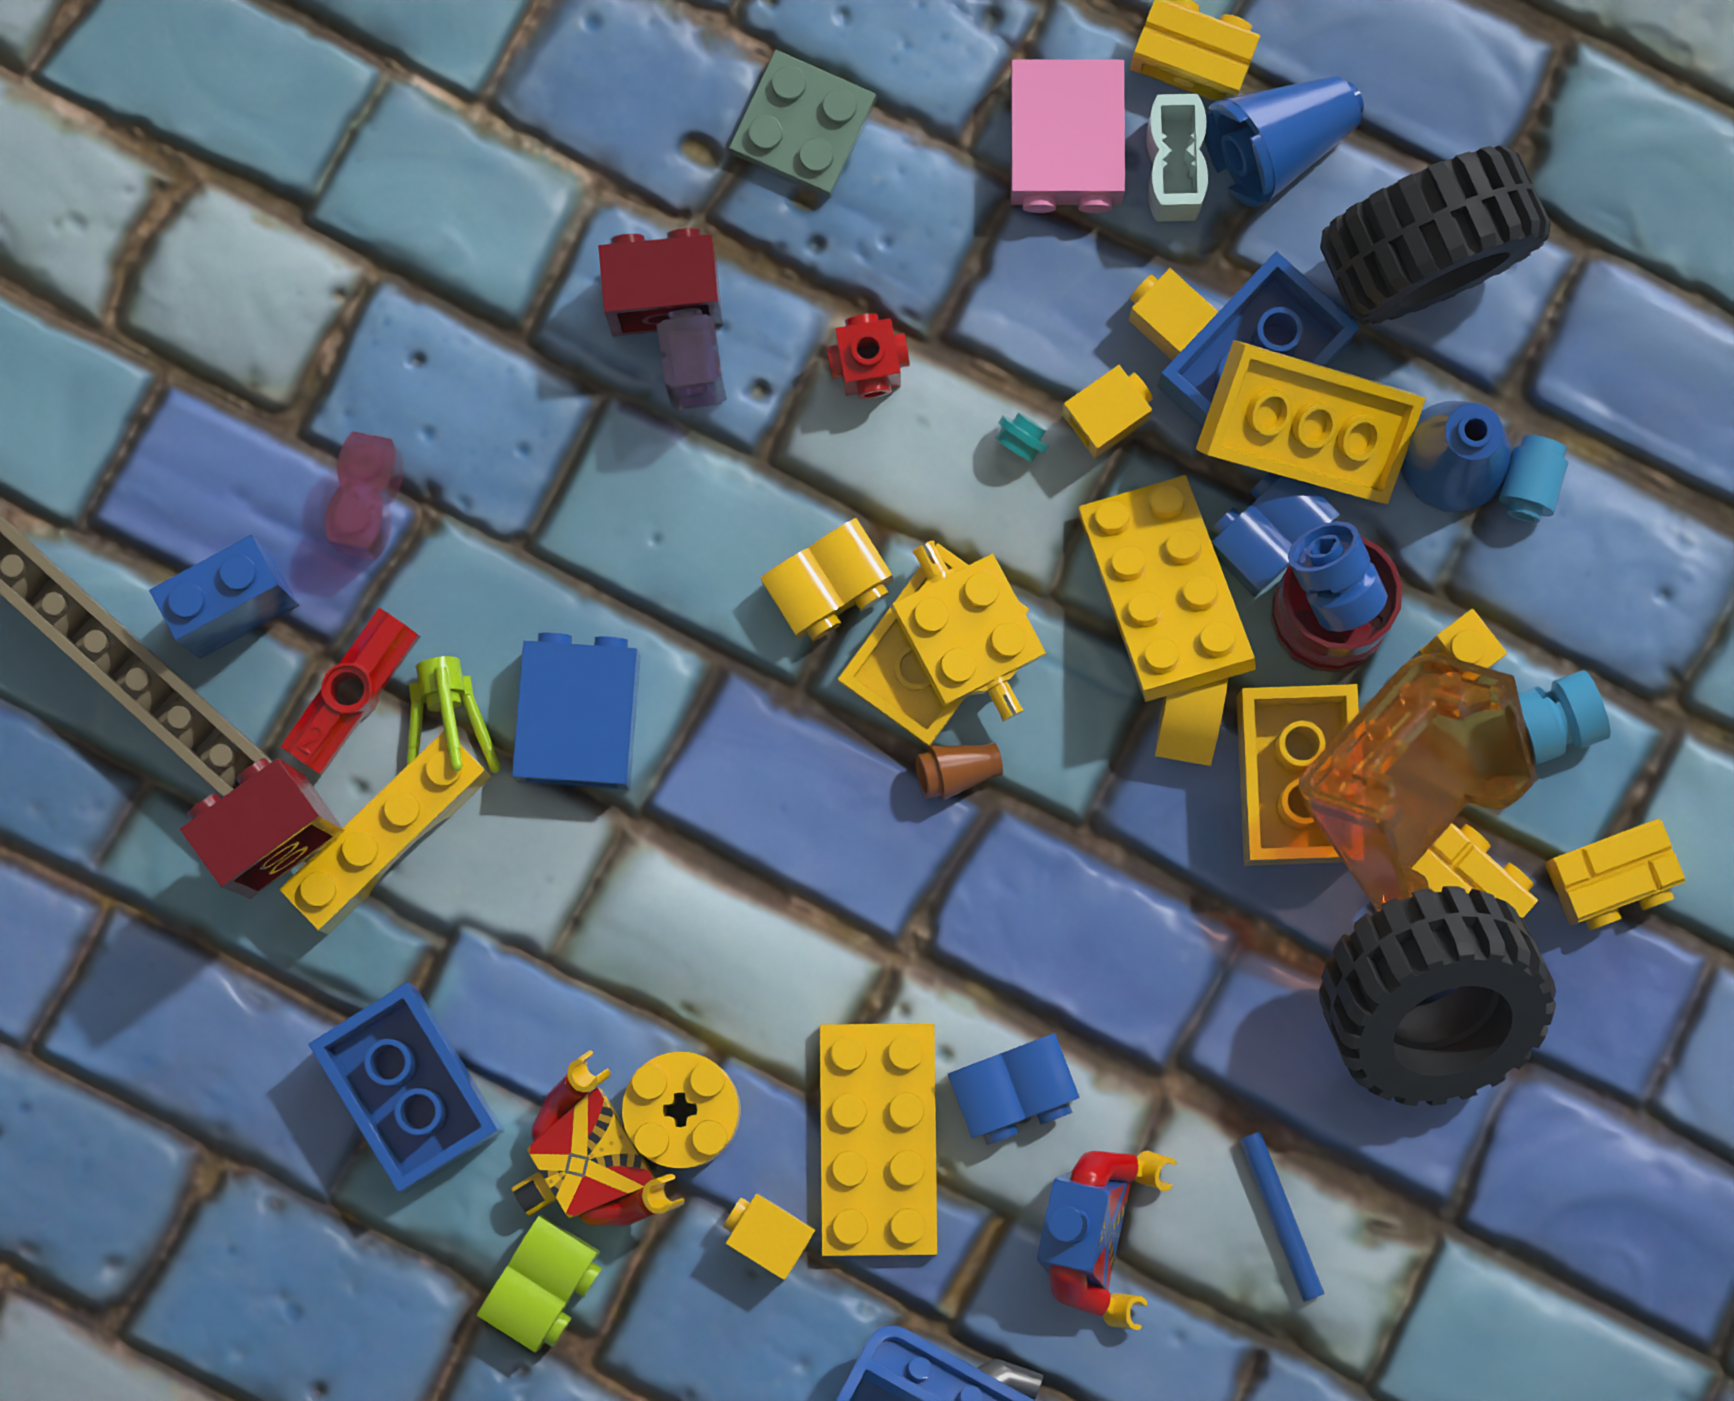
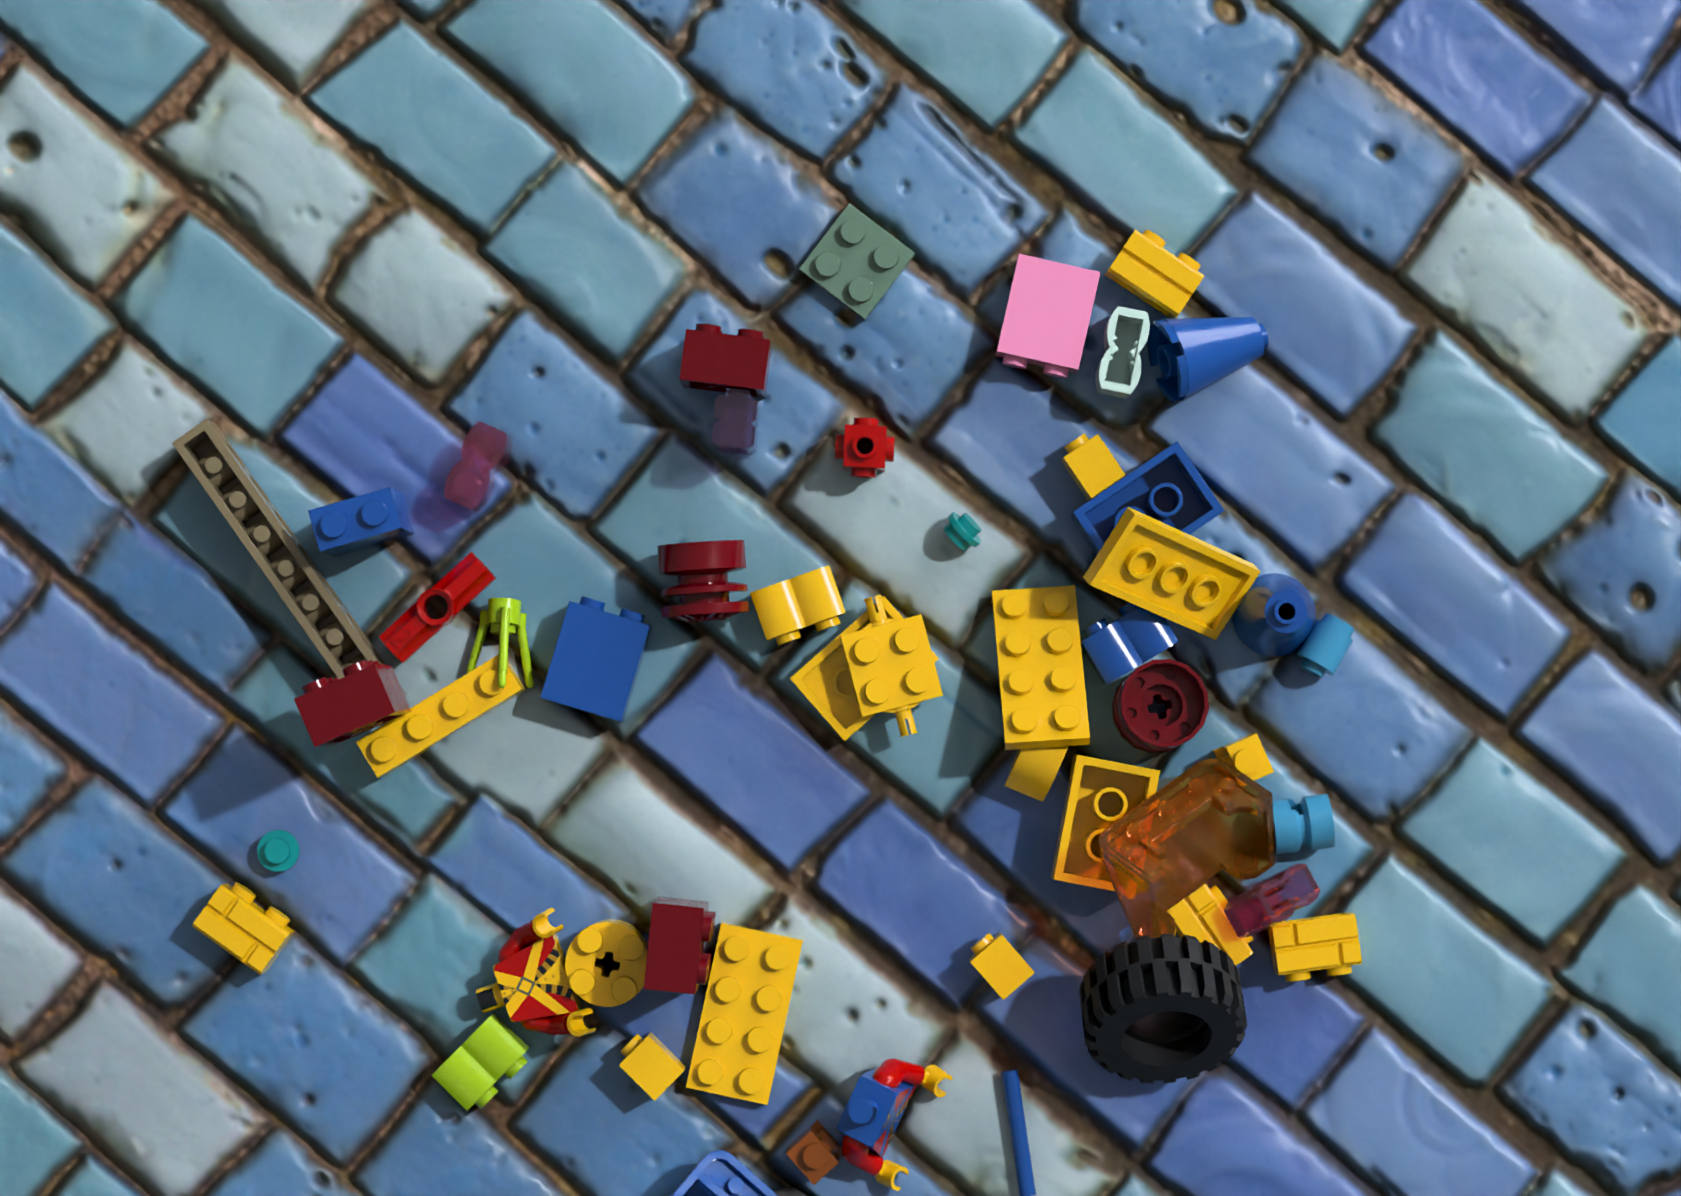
camera: 10 degrees right, 5 degrees up
(182, 1175) = (244, 927): none -> yellow brick
(207, 1062) = (278, 850): none -> teal plate
(406, 1087) = (416, 903): blue brick -> none
(693, 569) = (703, 579): none -> dark red wheel
(768, 1059) = (677, 945): none -> dark red brick
(955, 768) = (860, 761): dark orange cone -> none
(1014, 1087) = (849, 999): blue brick -> none
(1016, 1302) = (815, 1152): none -> dark orange brick
(1108, 410) = (1030, 526): yellow brick -> none
(1204, 994) = (1000, 964): none -> yellow brick
(1337, 576) = (1162, 693): blue wheel -> none
(1434, 234) = (1293, 458): black tyre -> none
(1546, 824) = (1272, 900): none -> clear pink brick

